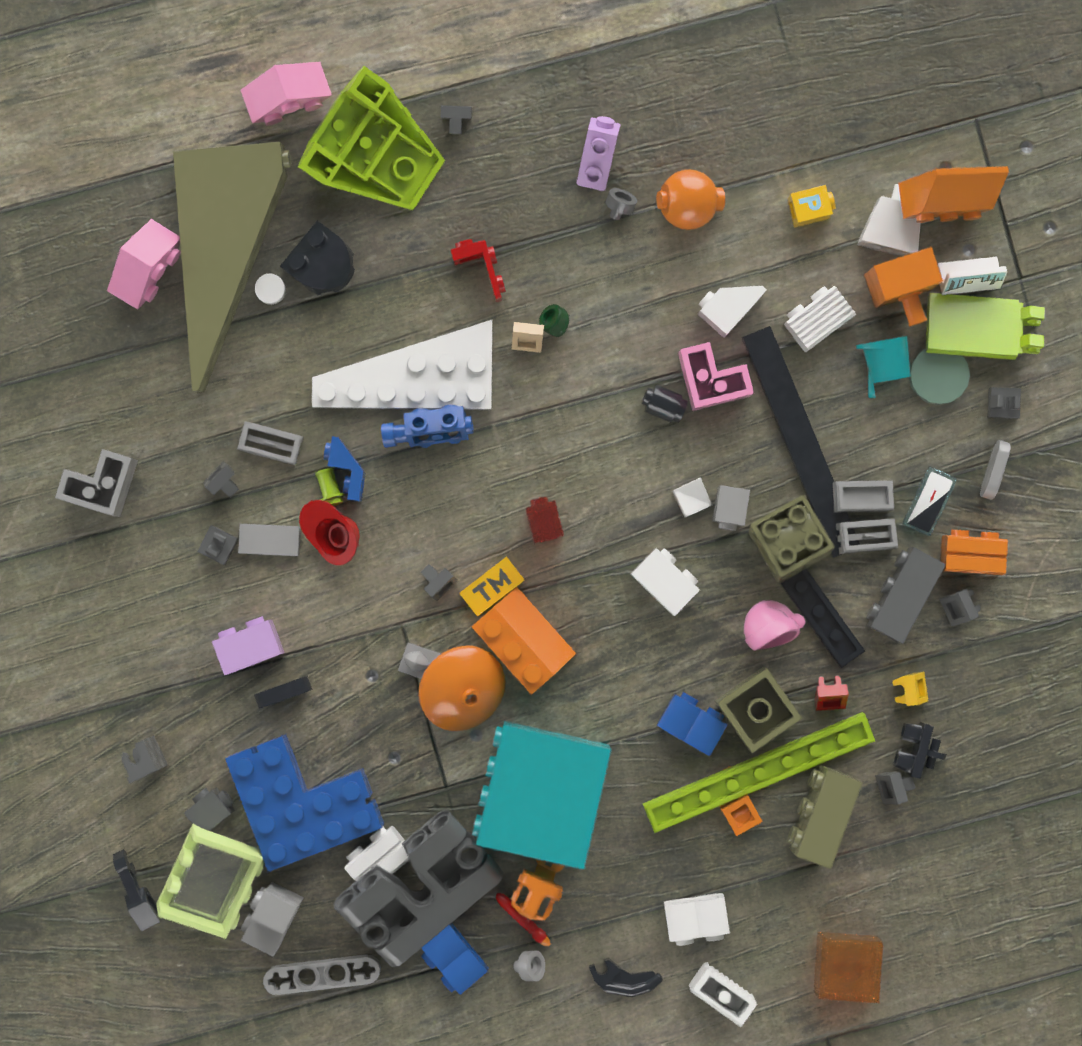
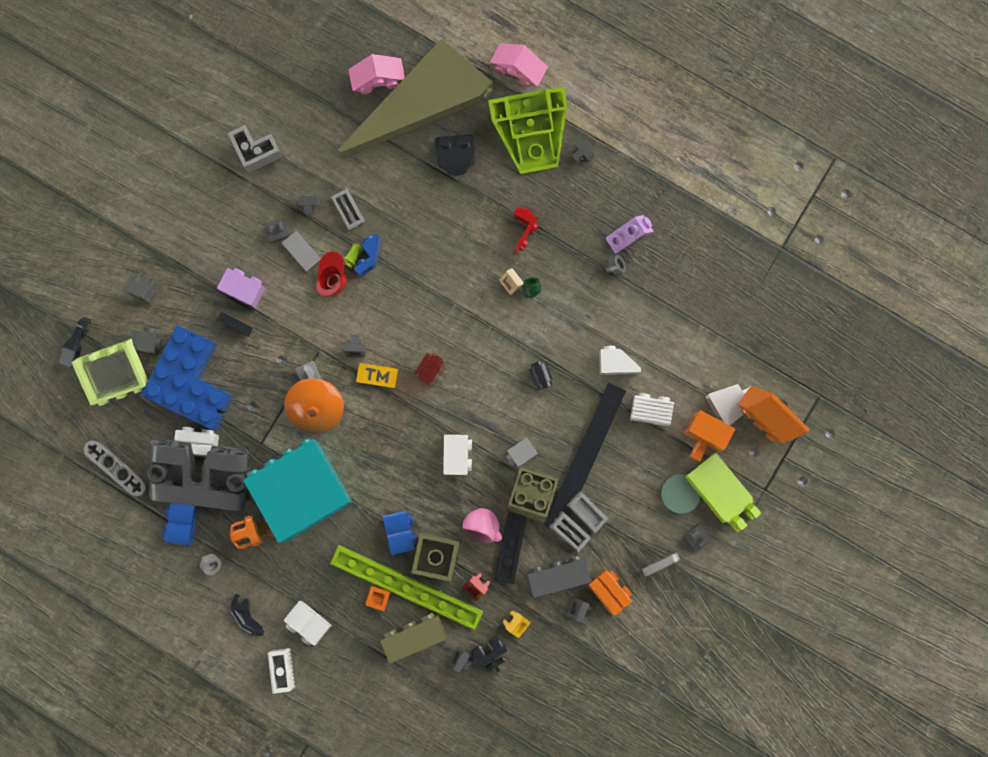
camera: 55 degrees right, 5 degrees down
(270, 289) = (420, 143): white tile -> none
(271, 919) = (120, 418): light grey brick -> none
(423, 375) = (451, 254): white wing -> none
(435, 423) = (430, 277): blue brick -> none
(524, 640) = (364, 414): orange slope -> none
(537, 933) = (229, 555): red piece -> none
(689, 199) = (649, 296): orange brick -> none
(692, 497) = (509, 430): white slope -> none
(707, 385) = (568, 386): bright pink brick -> none
(811, 205) = (701, 356): yellow brick -> none
(848, 967) = (351, 721): clear orange brick -> none
(886, 361) = (662, 461): teal hat -> none
(929, 501) = (615, 546): slope -> none
(971, 275) = (742, 463): white panel -> none

